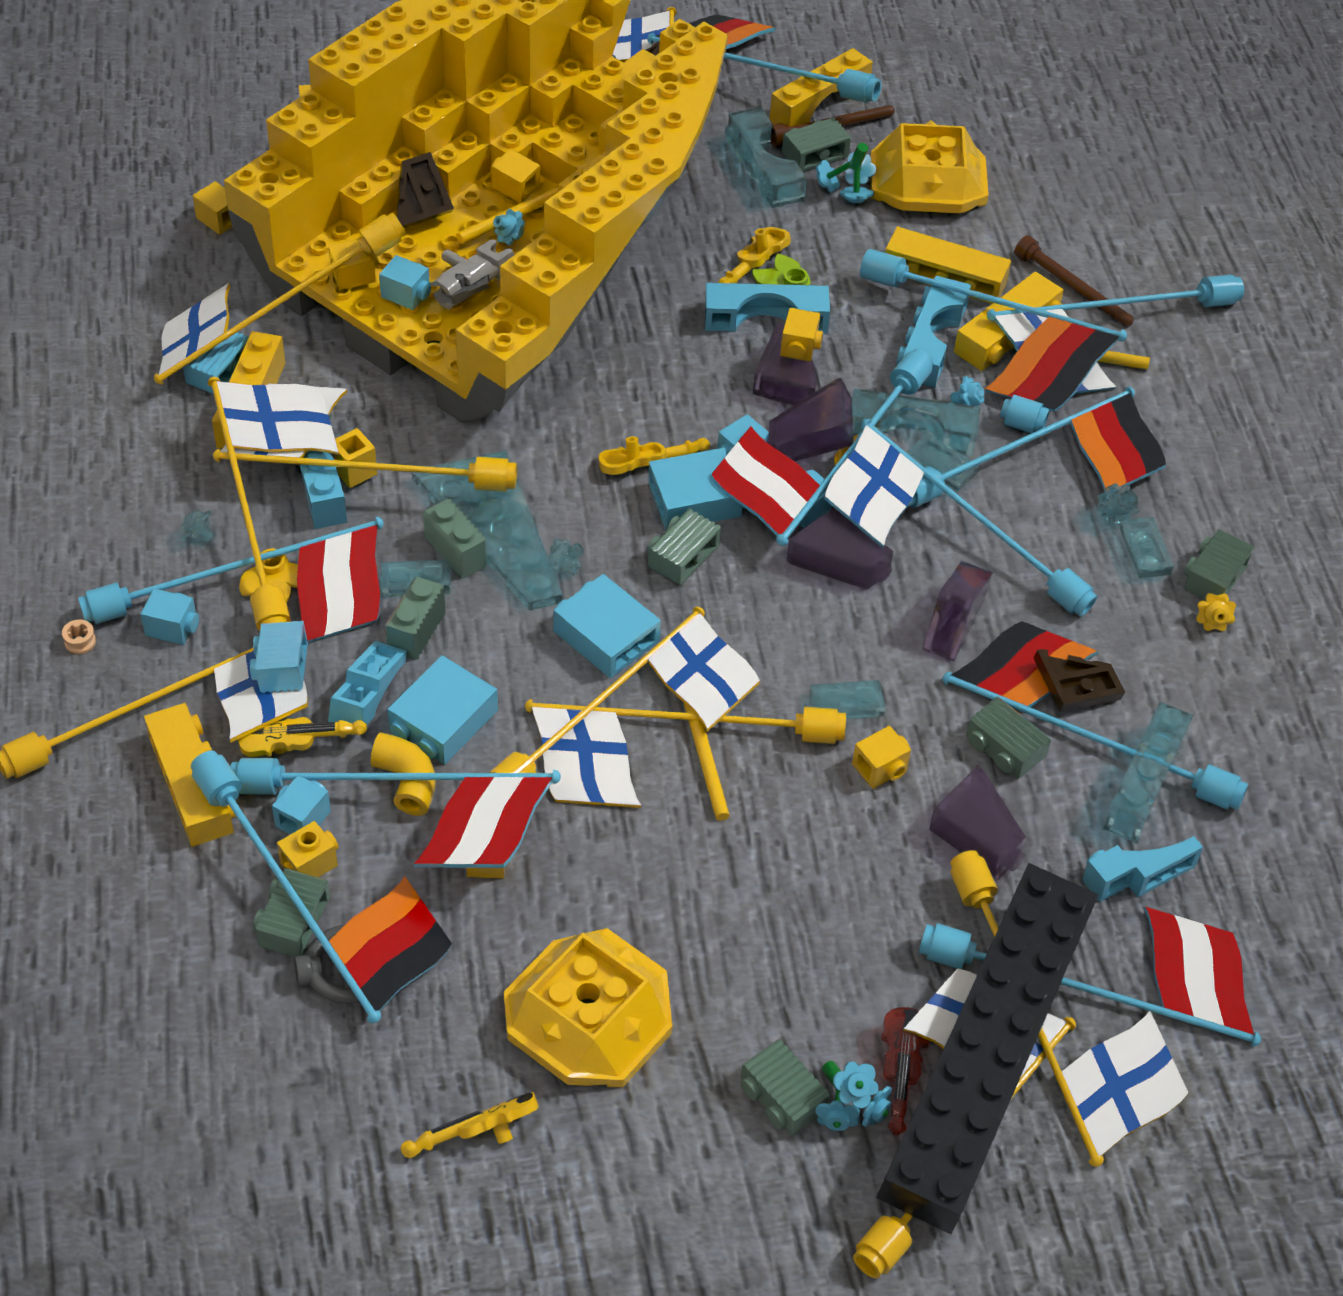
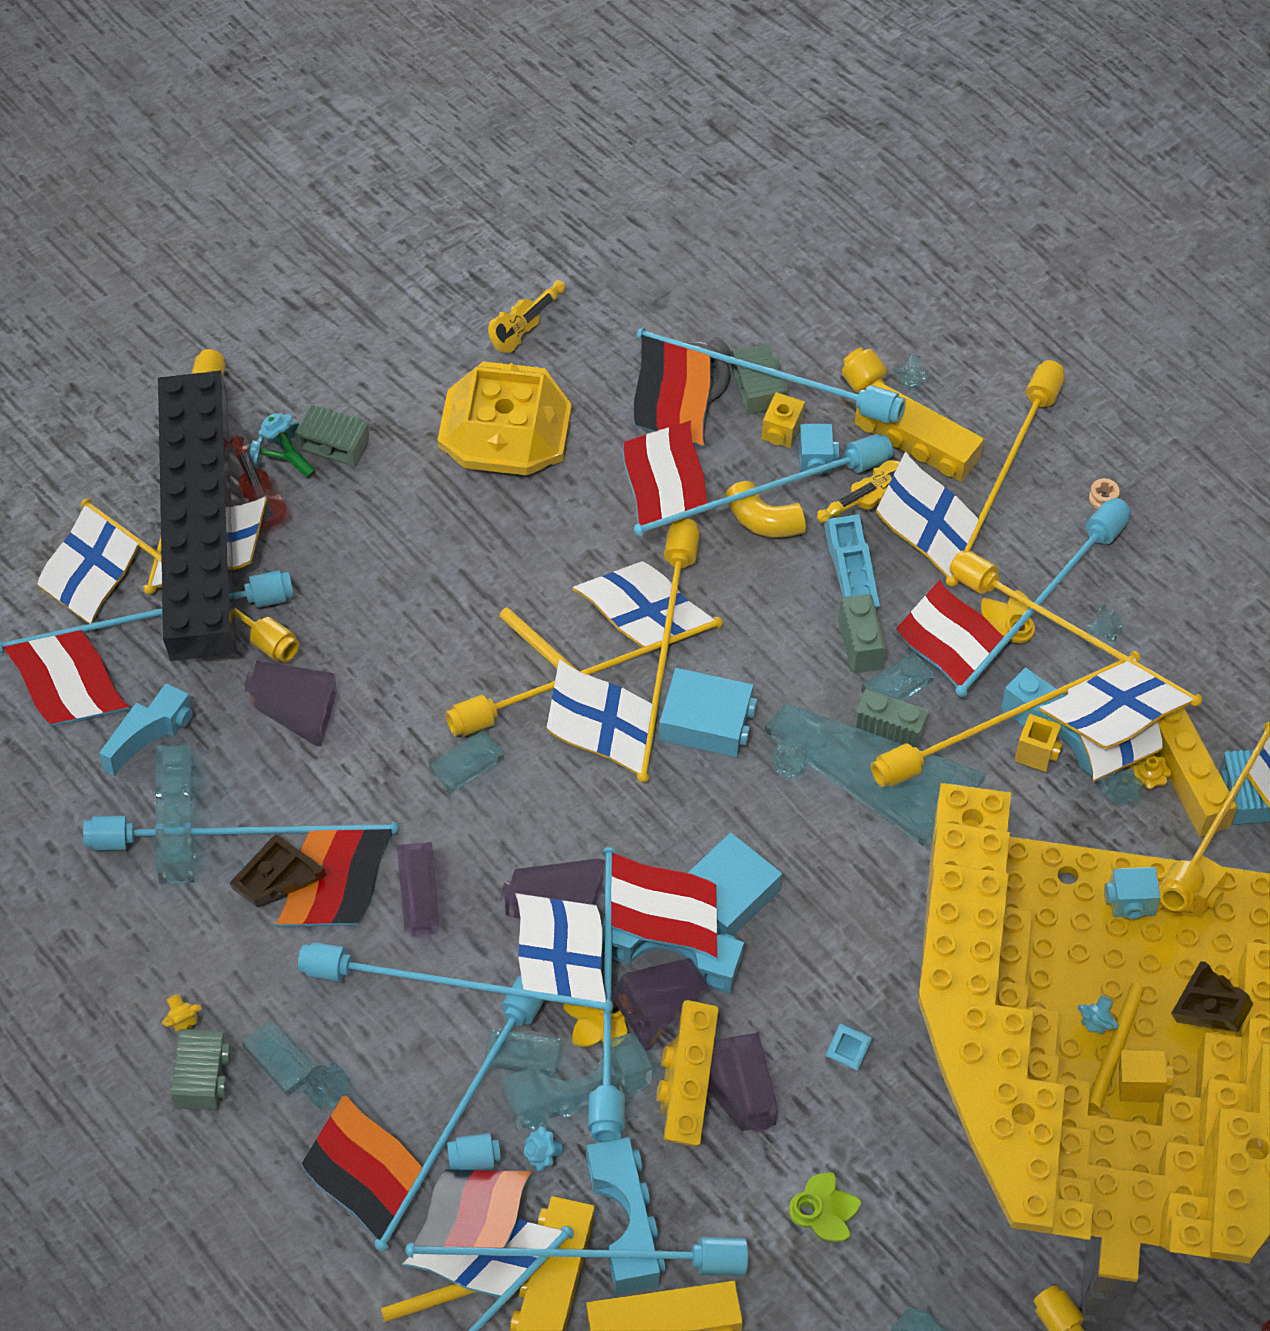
camera: 150 degrees right, 5 degrees up
(136, 837) = (911, 372): none -> clear light blue plant
(169, 616) = (1050, 537): medium azure brick -> none
(181, 861) = (863, 369): none -> yellow head
(279, 656) = (928, 530): medium azure brick -> none
(443, 709) = (777, 574): medium azure brick -> none
(469, 275) = (1082, 931): light grey piece -> none
(635, 455) = (817, 889): yellow piece -> none
(679, 358) = (850, 1046): none -> medium azure slope
(683, 546) = (696, 821): sand green brick -> none
(733, 303) = (772, 1169): medium azure arch -> none
(764, 244) = (870, 1253): yellow piece -> none
(801, 334) = (737, 1081): yellow brick -> none
(837, 362) = (687, 1073): none -> yellow bracket
(881, 757) = (405, 714): yellow brick -> none
(1007, 738) = (310, 786): sand green brick -> none

